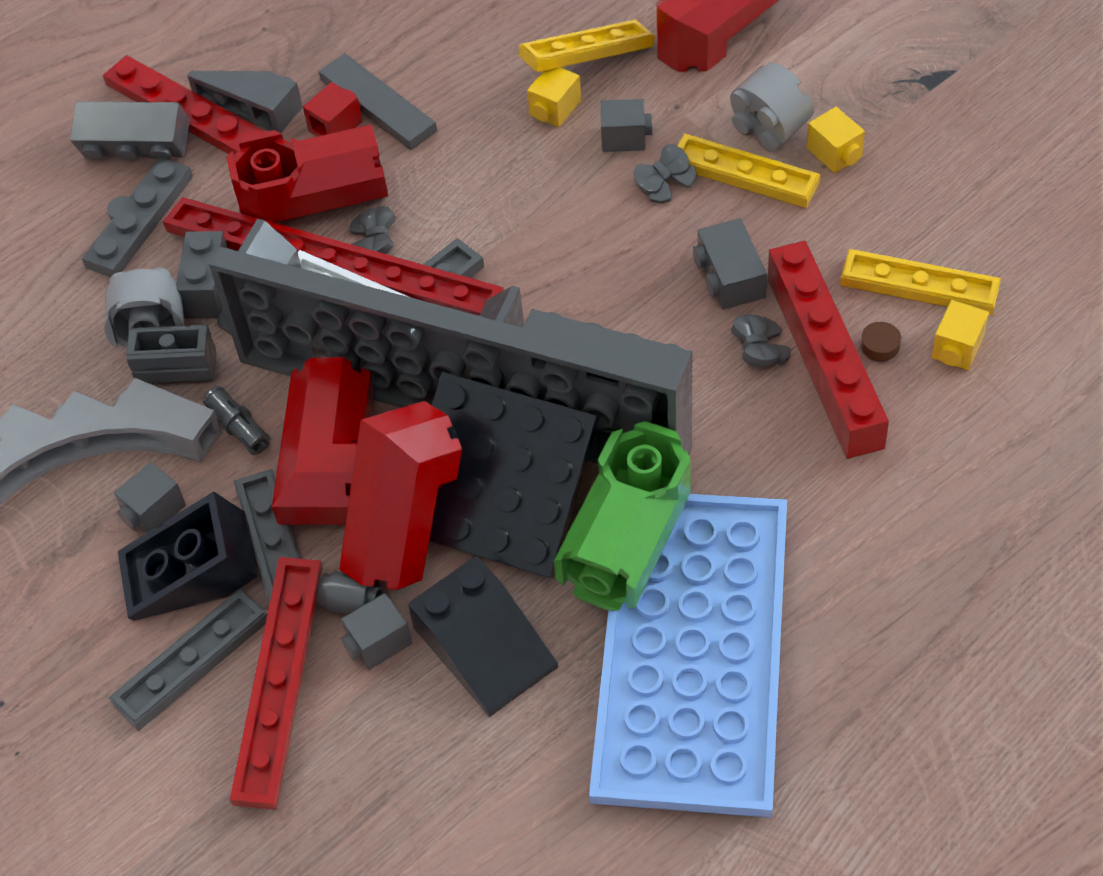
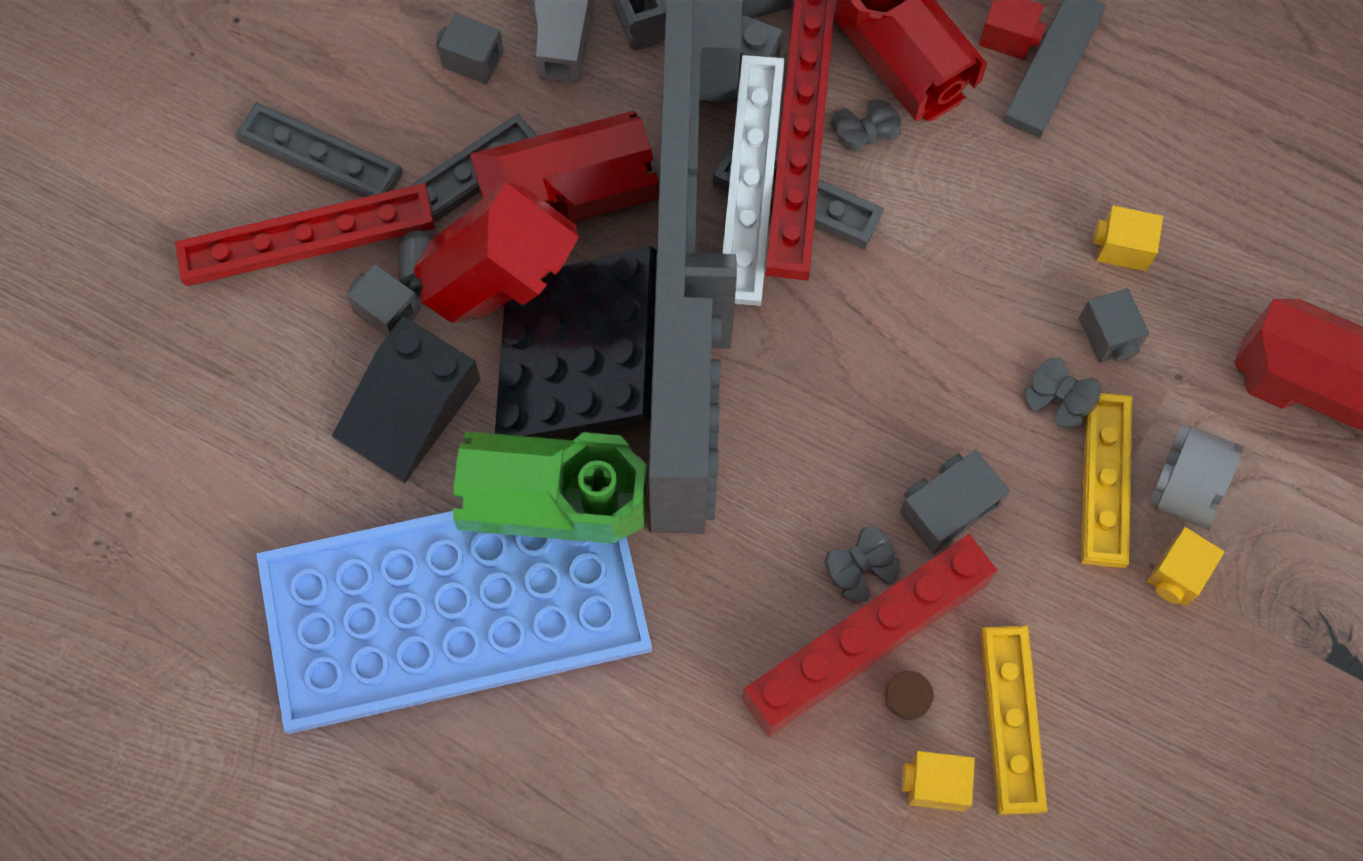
camera: 65 degrees right, 15 degrees up
(188, 559) = (415, 110): black slope -> none
(237, 420) = (601, 68): dark grey pin -> none
(586, 45) = (1211, 245): yellow tile -> none

